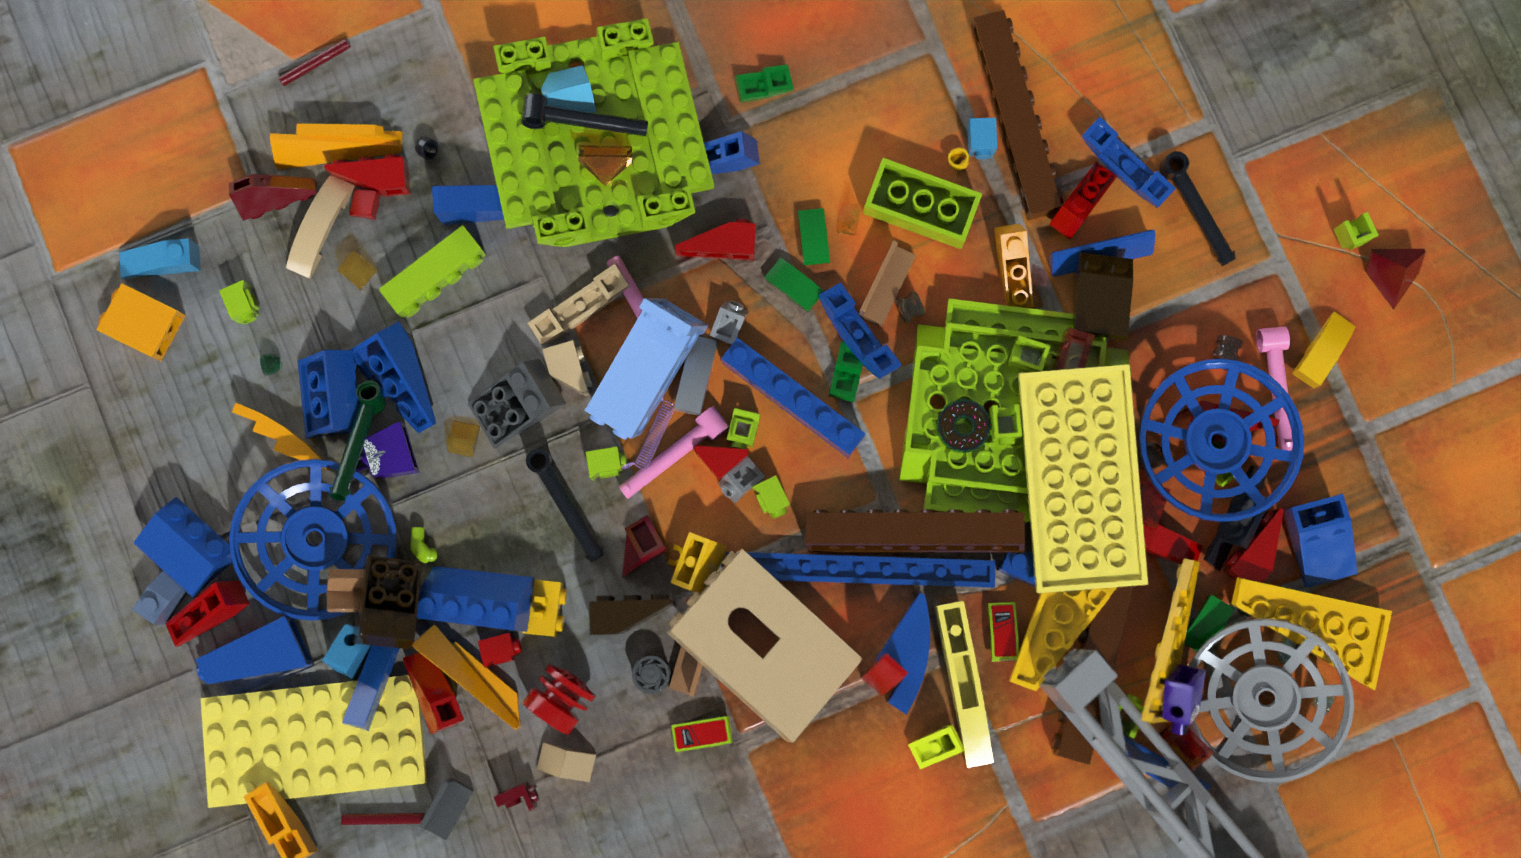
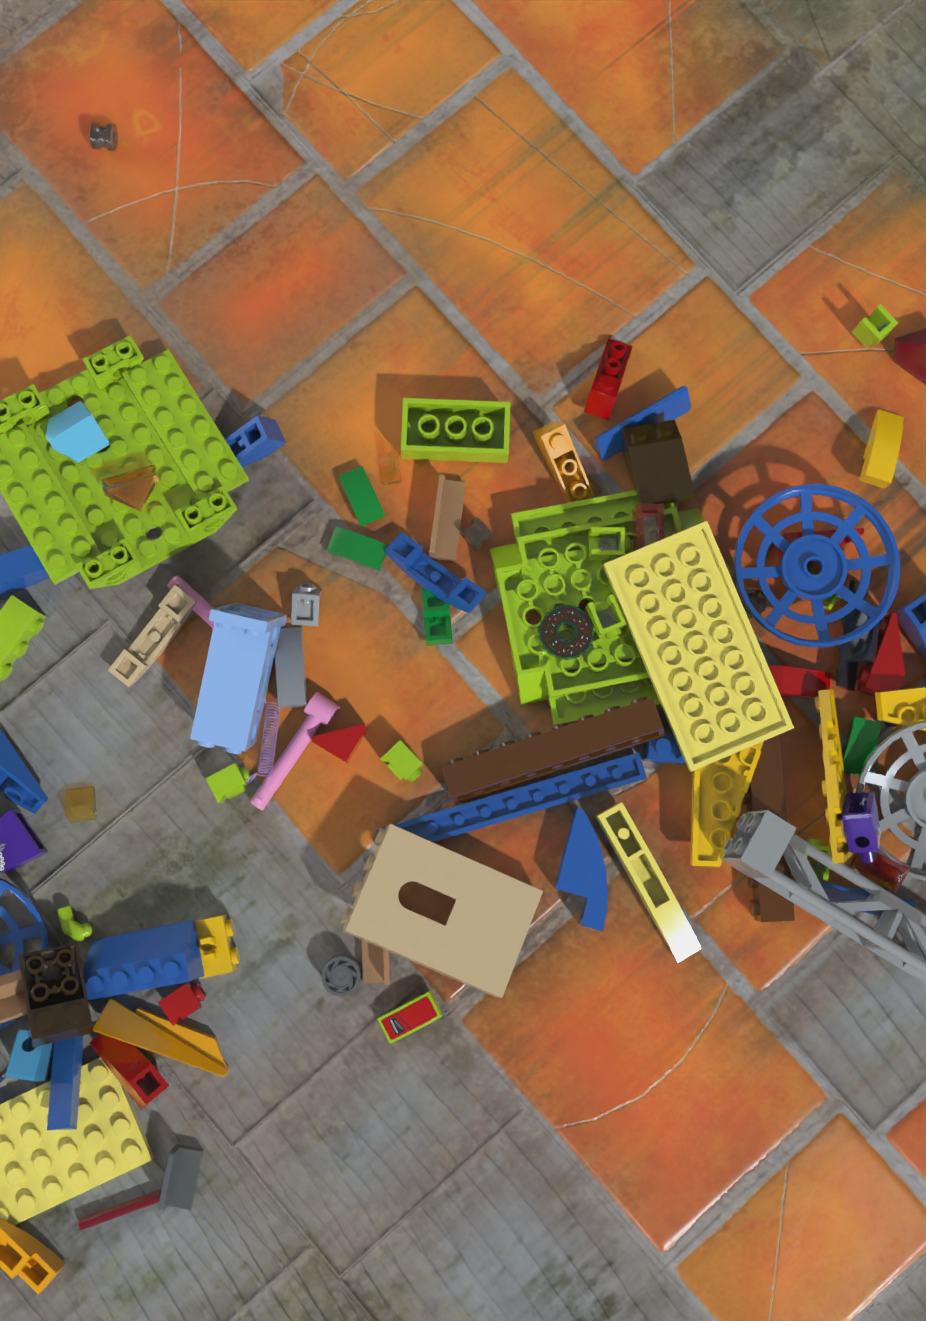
camera: 25 degrees left, 0 degrees up
(512, 796) = (243, 1142): dark red bracket -> none
(516, 402) = (122, 751): dark grey slope -> none
(537, 112) = (48, 459): black piece -> none
(559, 699) = (256, 1038): red wheel -> none
(565, 505) = (202, 836): black piece -> none
(566, 367) = (159, 700): tan slope -> none
(566, 762) = (286, 1091): tan slope -> none
(618, 617) = (286, 932): dark brown slope -> none
(641, 545) = (291, 851): dark red slope -> none
(696, 562) = (350, 849): yellow brick -> none
(727, 241) = (277, 528): red slope -> none
(740, 480) = (367, 755): light grey bracket -> none
(743, 429) = (353, 704): lime window -> none
(764, 84) = (266, 364): green slope -> none
(792, 398) = (391, 658): blue brick -> none
(884, 674) = (568, 900): red slope -> none
(936, 746) = (642, 952): neon yellow slope -> none
(955, 156) = (472, 377): yellow hinge -> none
(982, 137) = (492, 349): dark azure brick -> none
(1003, 631) = (668, 818): slope -> none
(1016, 115) = (518, 317): reddish brown brick -> none
(1125, 164) = (636, 332): blue slope -> none
(1151, 503) = (771, 647): clear red slope -> none
(1197, 206) = (716, 349): black piece -> none
(1227, 348) = (790, 475): clear smoke wheel -> none
(1273, 342) = (832, 456): bright pink piece -> none

